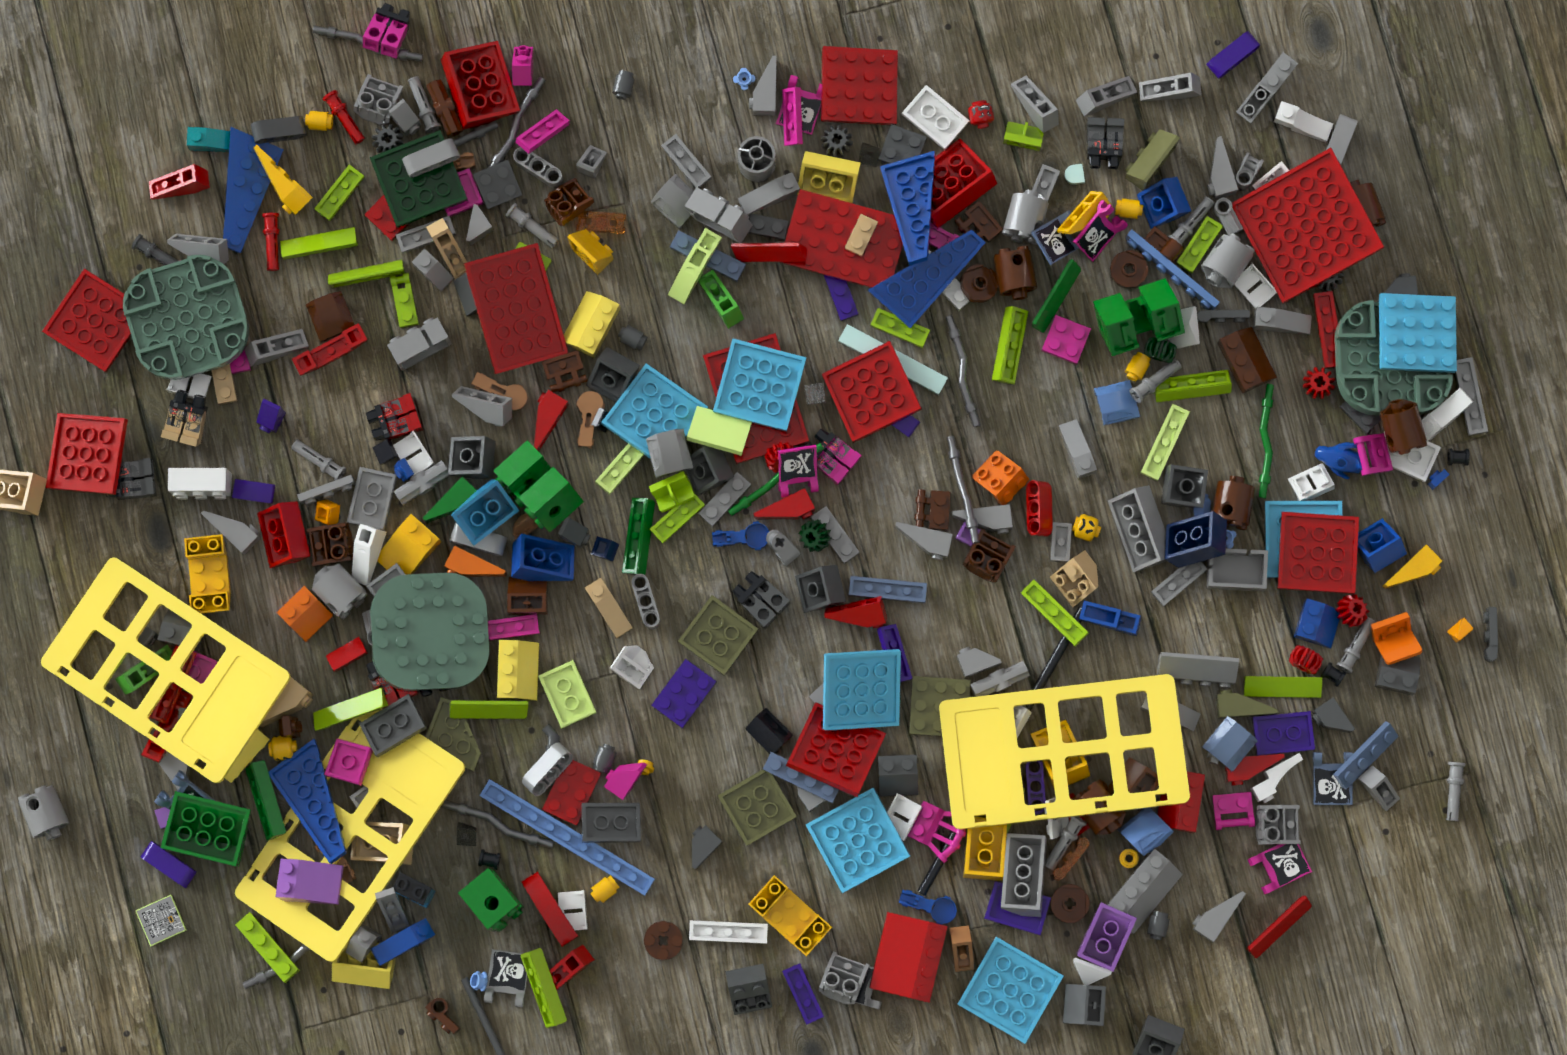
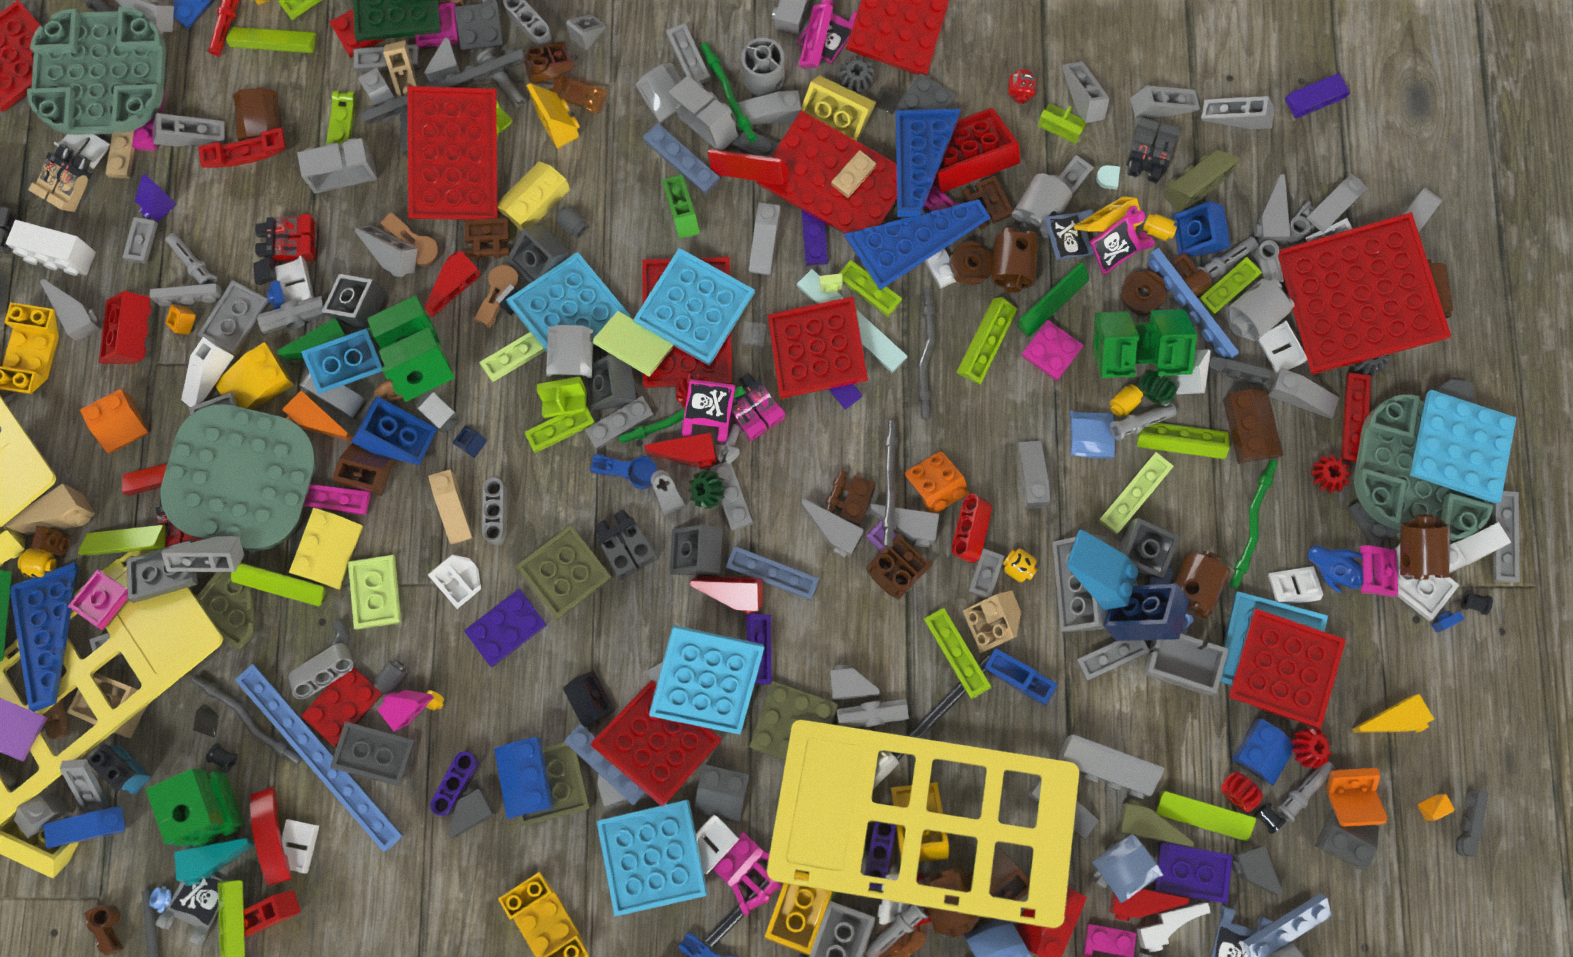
camera: 15 degrees right, 5 degrees down
(253, 491) = (108, 274): dark purple slope -> none
(269, 453) = (140, 240): none -> light grey plate
(327, 541) = (169, 352): reddish brown slope -> none
(338, 590) = (157, 404): light grey cylinder -> none
(366, 274) = (309, 83): lime slope -> none
(430, 702) = (207, 555): none -> light grey slope
(494, 243) = (470, 75): none -> dark grey plate
(504, 942) = (205, 861): none -> teal slope
(604, 889) = (340, 831): yellow brick -> none
(638, 536) = (511, 437): green slope -> none
(652, 939) = (376, 908): reddish brown plate -> none
(687, 818) = (444, 790): none -> dark purple beam
(694, 266) = (661, 161): yellowish green slope -> none
(710, 161) = (742, 120): none -> green bar
(728, 932) = (468, 924): white plate -> none
(738, 807) = (523, 777): none -> blue slope
(800, 309) = (764, 238): none -> light grey slope
(822, 494) = (728, 447): none -> light grey bar
(867, 334) = (830, 283): none -> yellowish green plate
(935, 117) = (971, 78): white plate -> none
(1152, 515) = (1102, 571): none -> dark azure slope
(1267, 87) = (1348, 138): light grey slope -> none
(1270, 150) = (1337, 203): none -> light grey slope
(1303, 122) = (1379, 185): white slope -> none
(1380, 545) = (1362, 681): blue slope -> none

